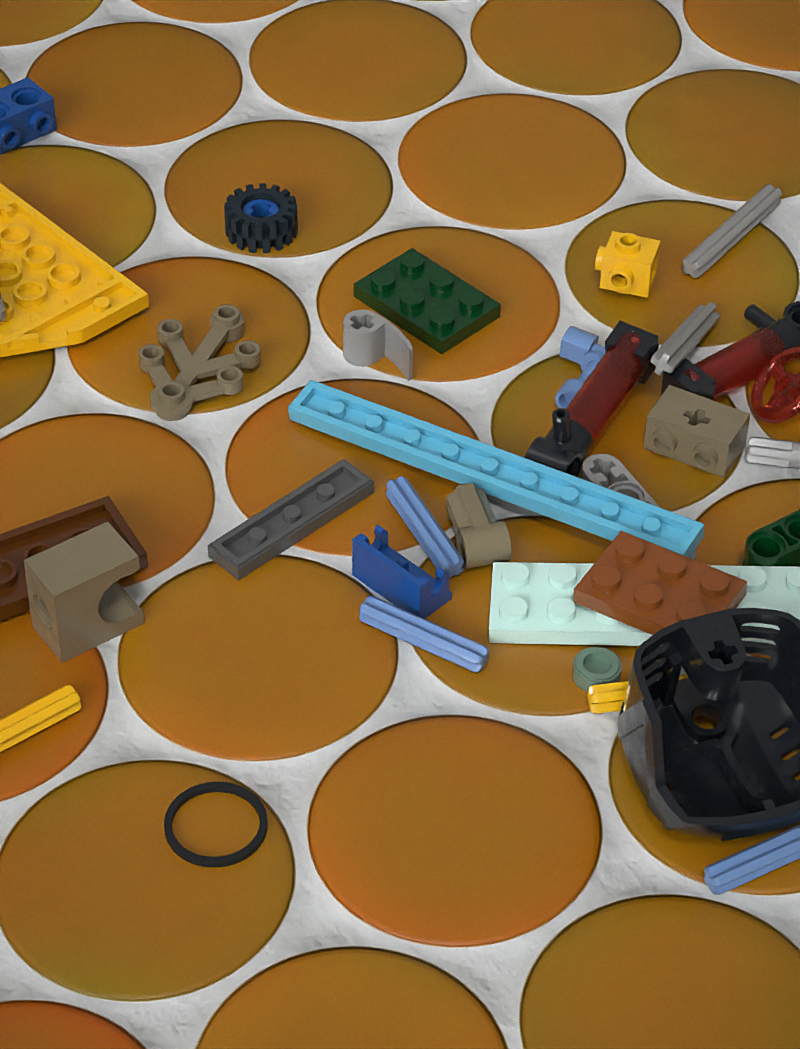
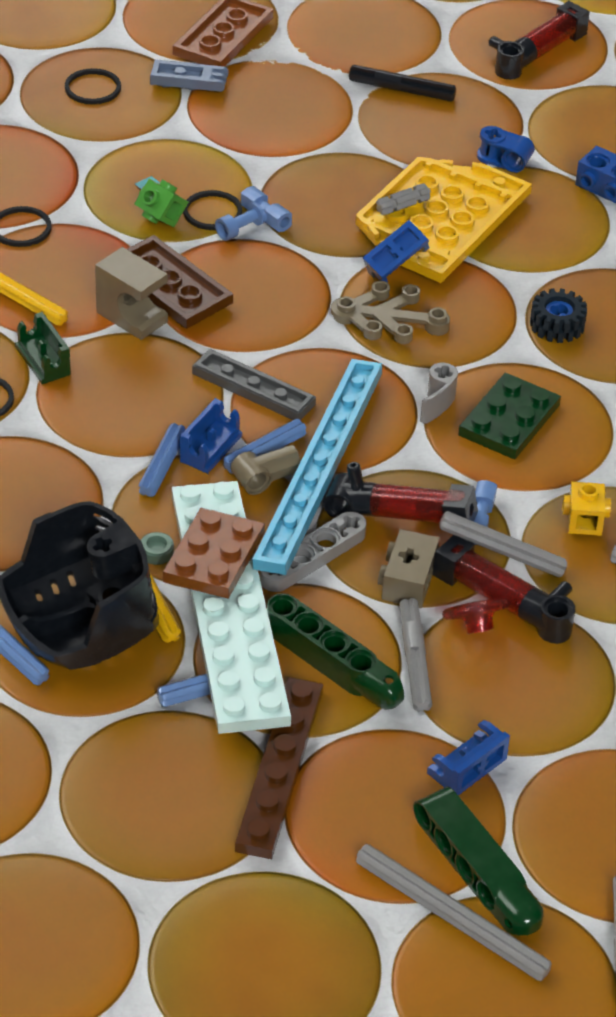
camera: 75 degrees right, 0 degrees up
(104, 317) = (395, 250): none -> blue hinge
(149, 723) = (43, 350): none -> dark green hinge

